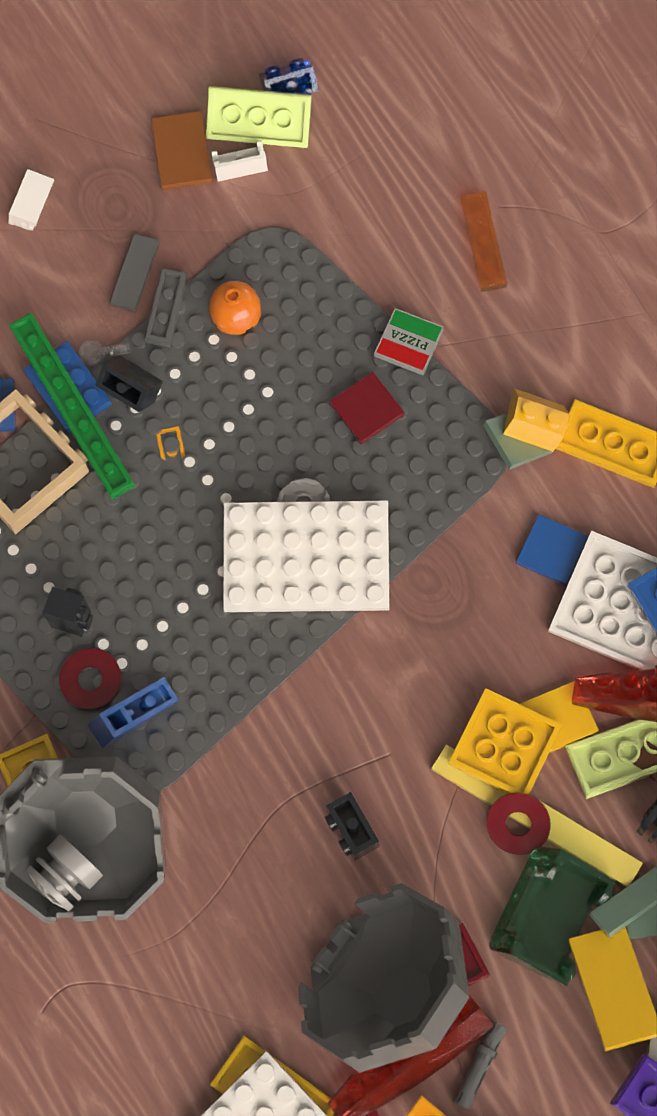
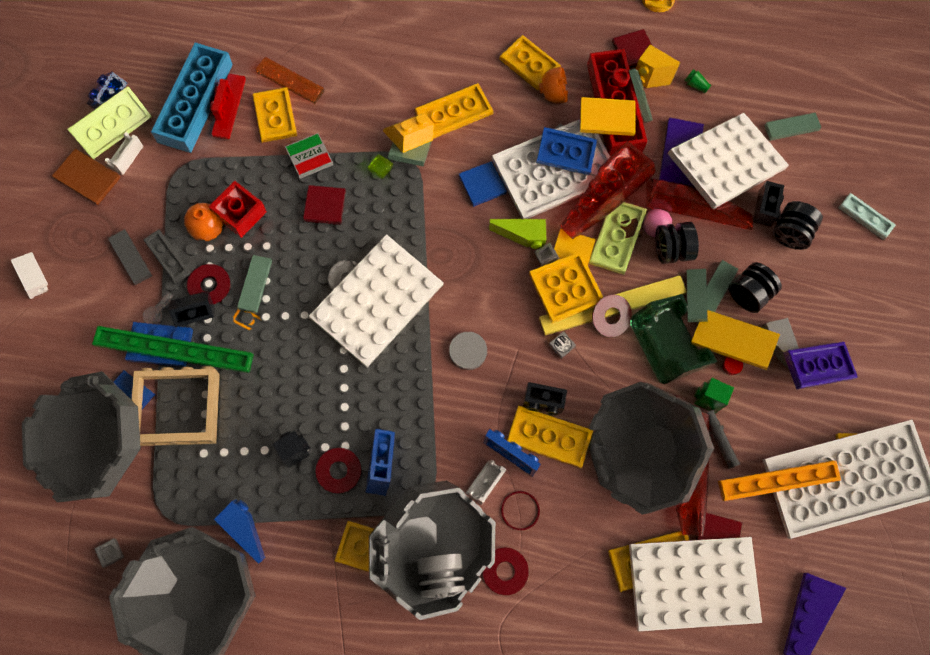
camera: 60 degrees left, 0 degrees up
(136, 963) = (520, 576): none -> dark red gear
(185, 896) = (520, 529): none -> dark red piece
(191, 366) = (210, 270): none -> dark red gear
(207, 842) = (485, 481): none -> white hinge
(213, 418) = (254, 284): none -> sand green tile
(259, 840) = (512, 452): none -> blue plate
(276, 328) = (238, 209): none -> red slope
(317, 869) = (550, 436): none -> yellow tile
(338, 701) = (468, 350): none -> light grey tile
(364, 166) = (191, 98): none -> dark azure brick
(390, 205) = (226, 104): none -> red bracket
(427, 263) = (274, 114): none -> yellow tile
(436, 797) = (562, 345): none -> light grey tile
(466, 425) = (380, 166): none -> clear neon green tile
(519, 1011) = (713, 395): none -> green brick
(527, 691) = (546, 254): none -> light grey tile
(535, 647) = (522, 231): none -> lime slope
(582, 1013) = (732, 366): none -> red tile

